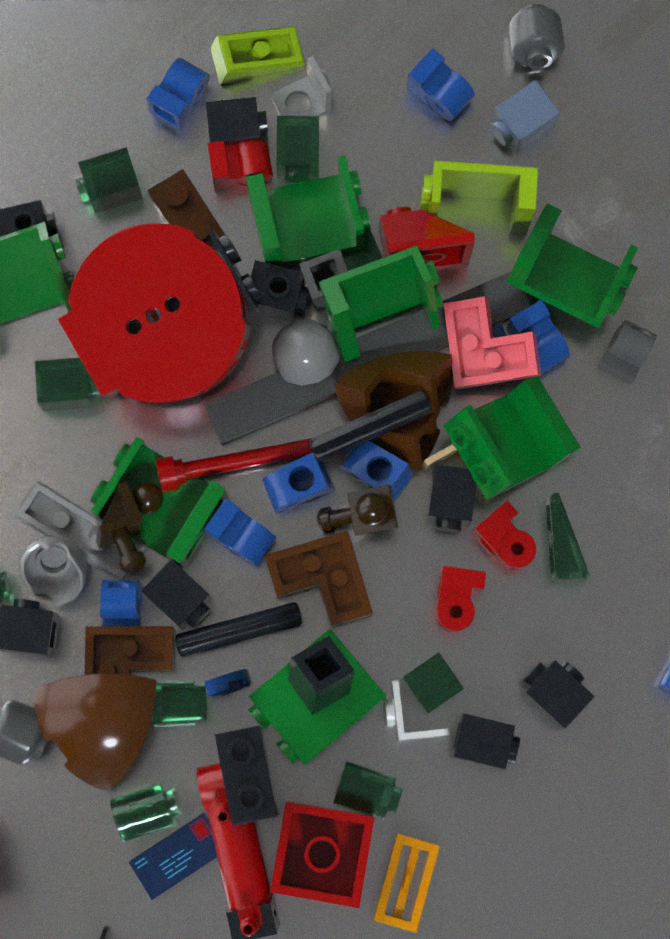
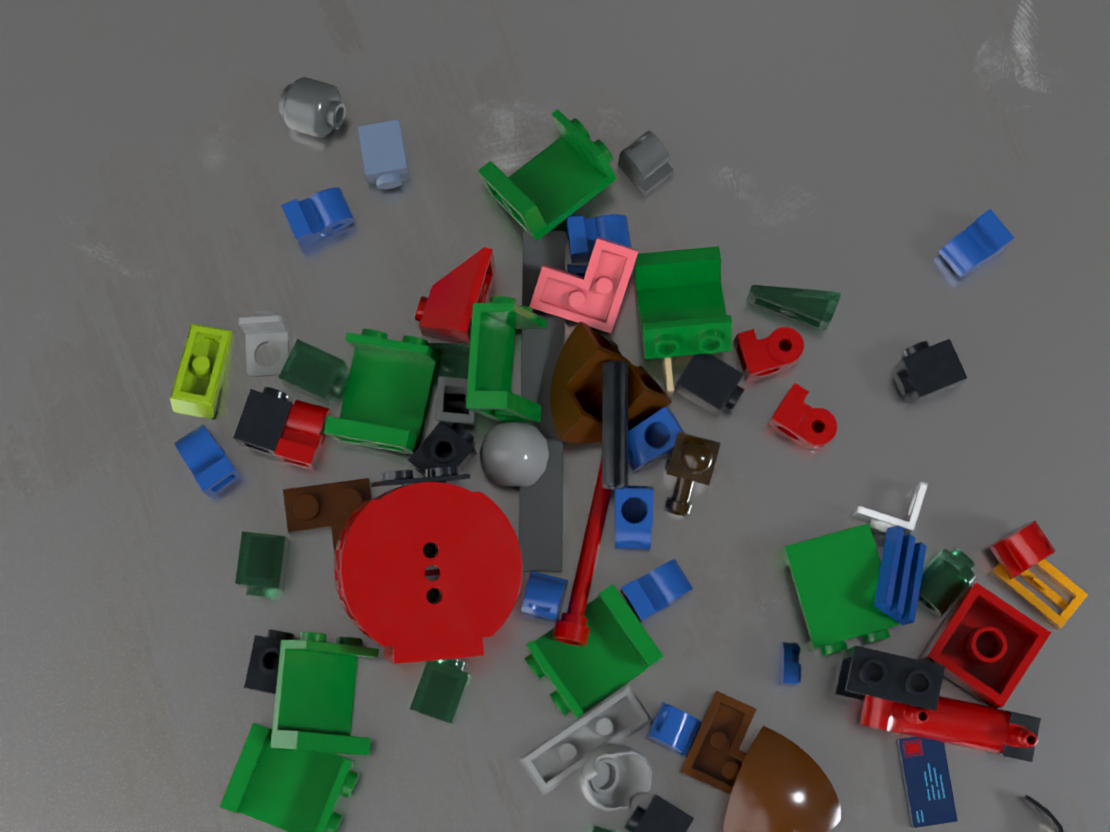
camera: 60 degrees left, 0 degrees up
(125, 521) = (596, 688): dark brown piece -> none
(144, 812) = (875, 792): clear green brick -> none
(178, 596) = (690, 673): black brick -> none
(179, 704) = (791, 714): clear green brick -> none
(189, 435) = (544, 597): none -> blue leg
(238, 629) = (743, 632): black axle -> none
(320, 675) = (830, 571): black brick -> none
(326, 564) = (723, 521): reddish brown plate -> none
(350, 752) = (900, 576): none -> blue tile
(427, 850) = (1022, 549): none -> red leg
(431, 684) = (873, 478): clear green brick -> none
(483, 182) = (455, 187): lime panel -> none
(485, 742) = (945, 455): black brick -> none

